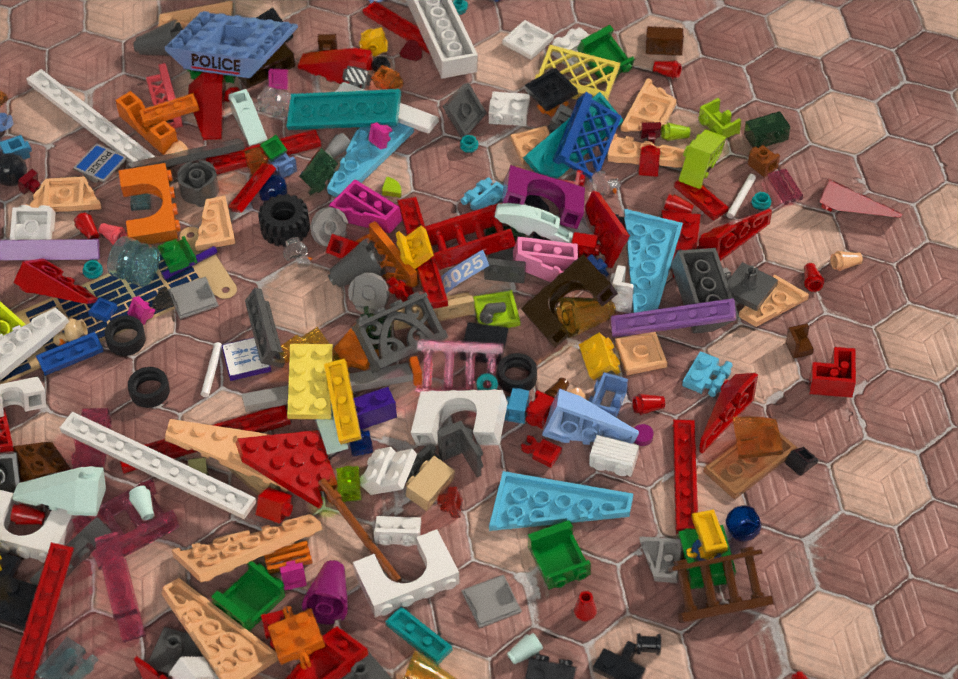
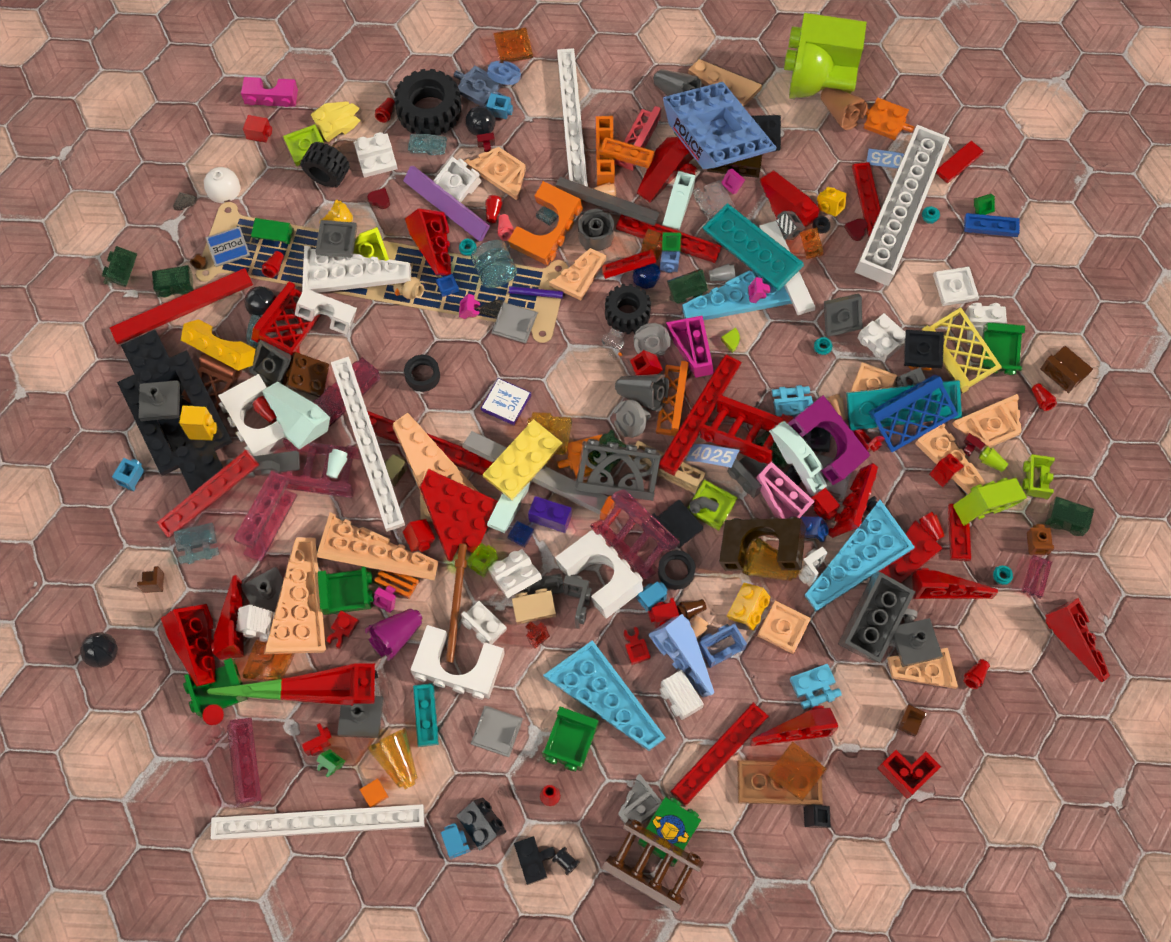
camera: 40 degrees right, 15 degrees up
(69, 353) = (395, 304): blue plate -> none
(99, 163) = (546, 161): piece -> none
(119, 324) = (437, 307): black tyre -> none
(177, 254) = (531, 279): green plate -> none
(211, 369) = (475, 392): white bar -> none
(264, 329) = (531, 389): dark grey fence -> none
(296, 637) = (342, 649): orange plate -> none
(327, 42) = (797, 176): reddish brown tile -> none
(342, 401) = (527, 495): yellow plate -> none
(399, 288) = (657, 435): red plate -> none
(414, 247) = (692, 407): yellow bracket -> none
(487, 377) = (636, 563): teal plate -> none
(525, 649) = (482, 788): light aqua cone -> none
(600, 184) = (887, 460): clear animal -> none
(645, 435) = (721, 695): magenta tile -> none
(647, 403) = (746, 673): red cone -> none
(673, 318) = (828, 623): medium lavender tile -> none
(709, 532) = (684, 818): yellow tile -> none
(741, 195) = (992, 556): white bar -> none
(743, 523) = (720, 830): clear blue hair -> none
(842, 260) = (1017, 680): light nougat cone -> none

